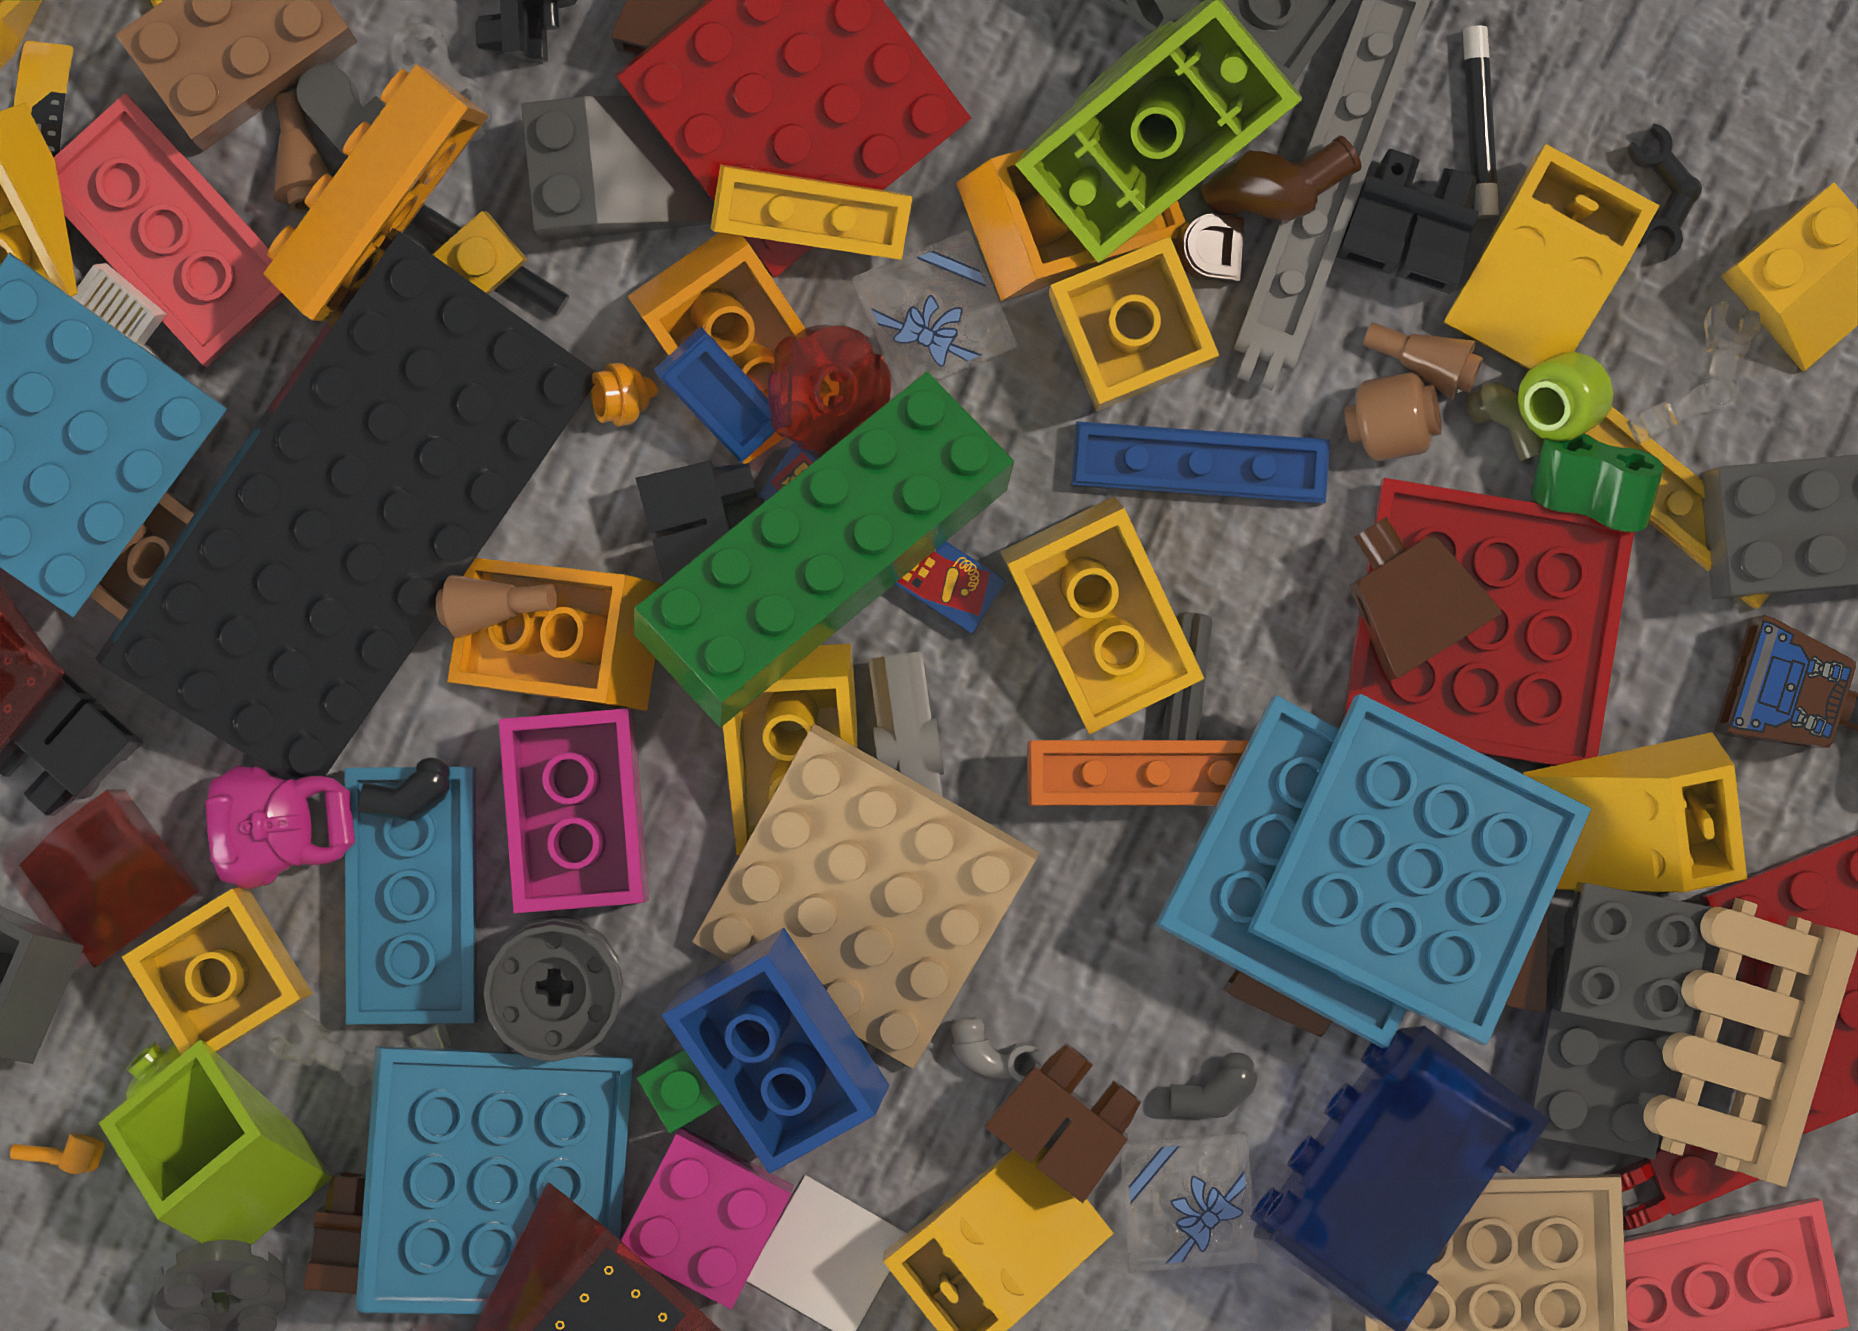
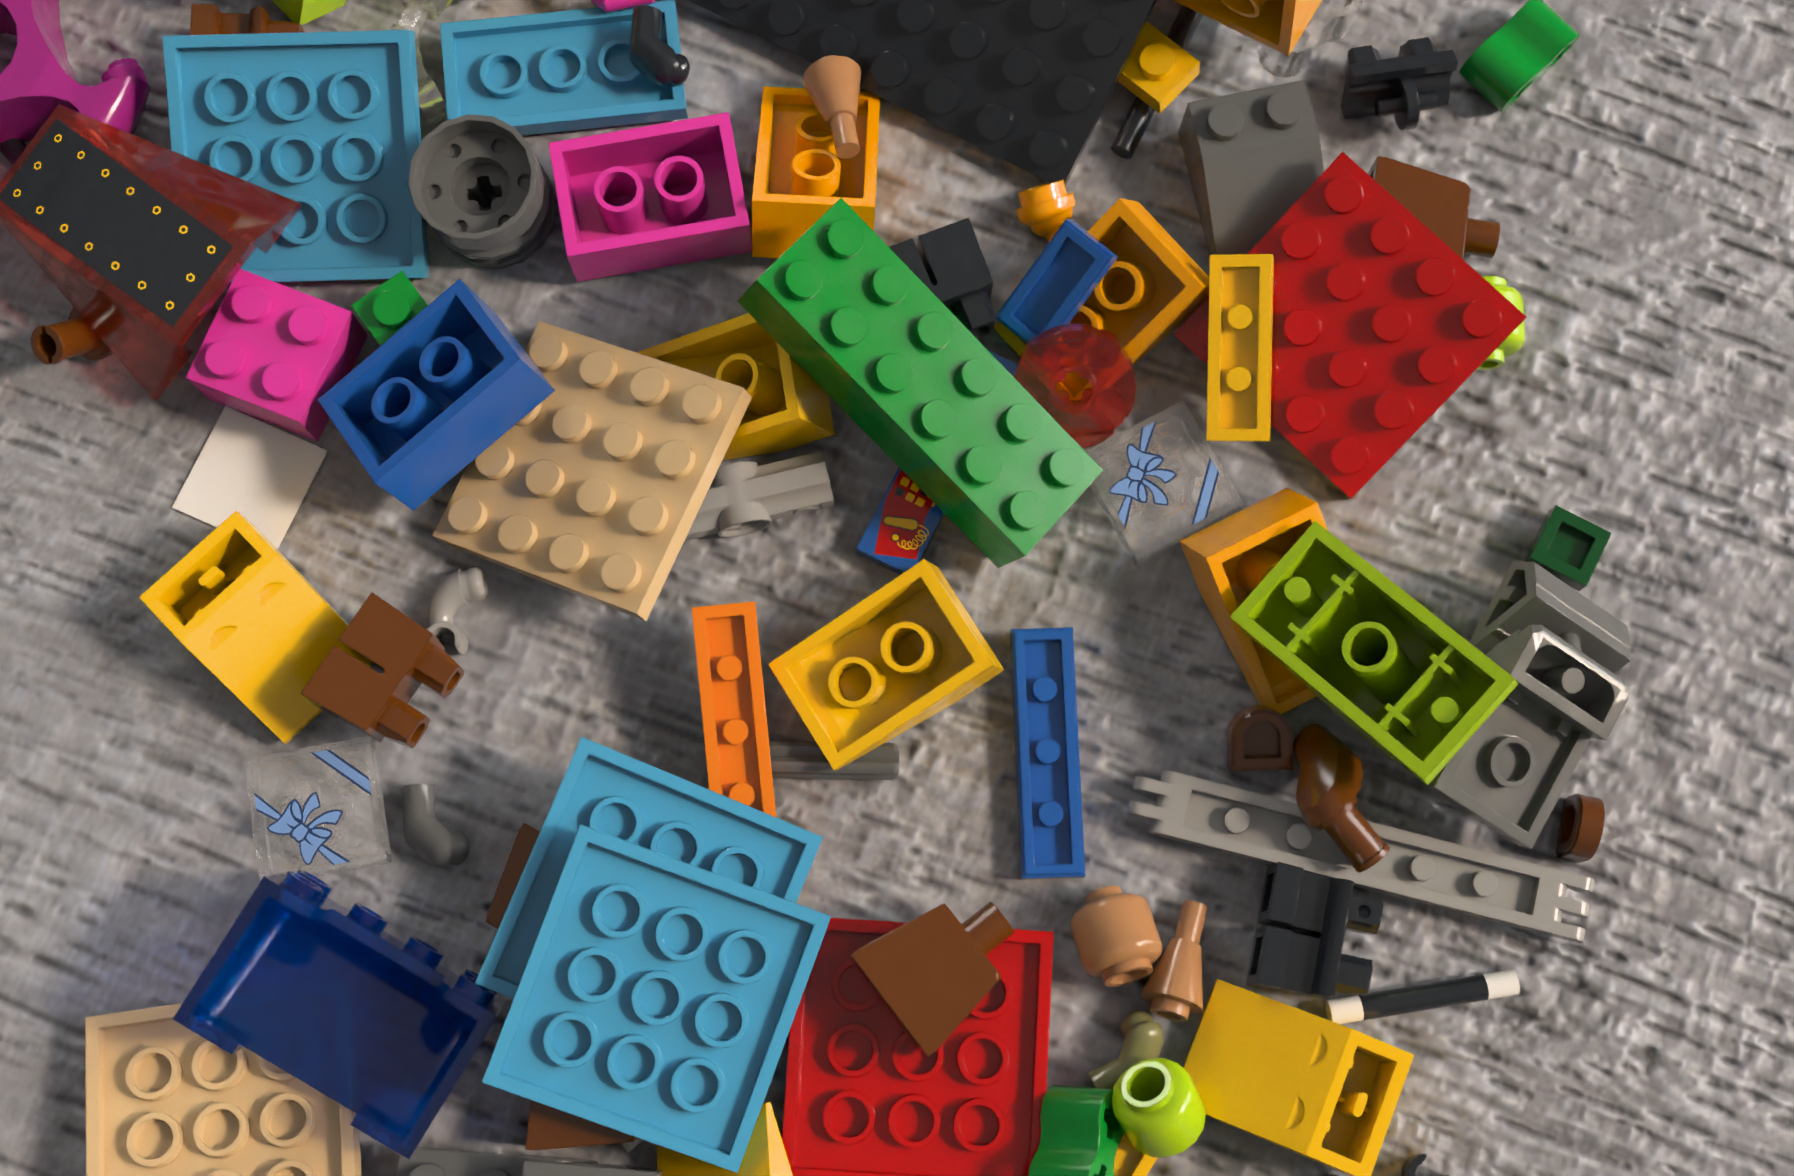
camera: 80 degrees right, 10 degrees down
(1133, 324) = (1173, 664): yellow brick -> none

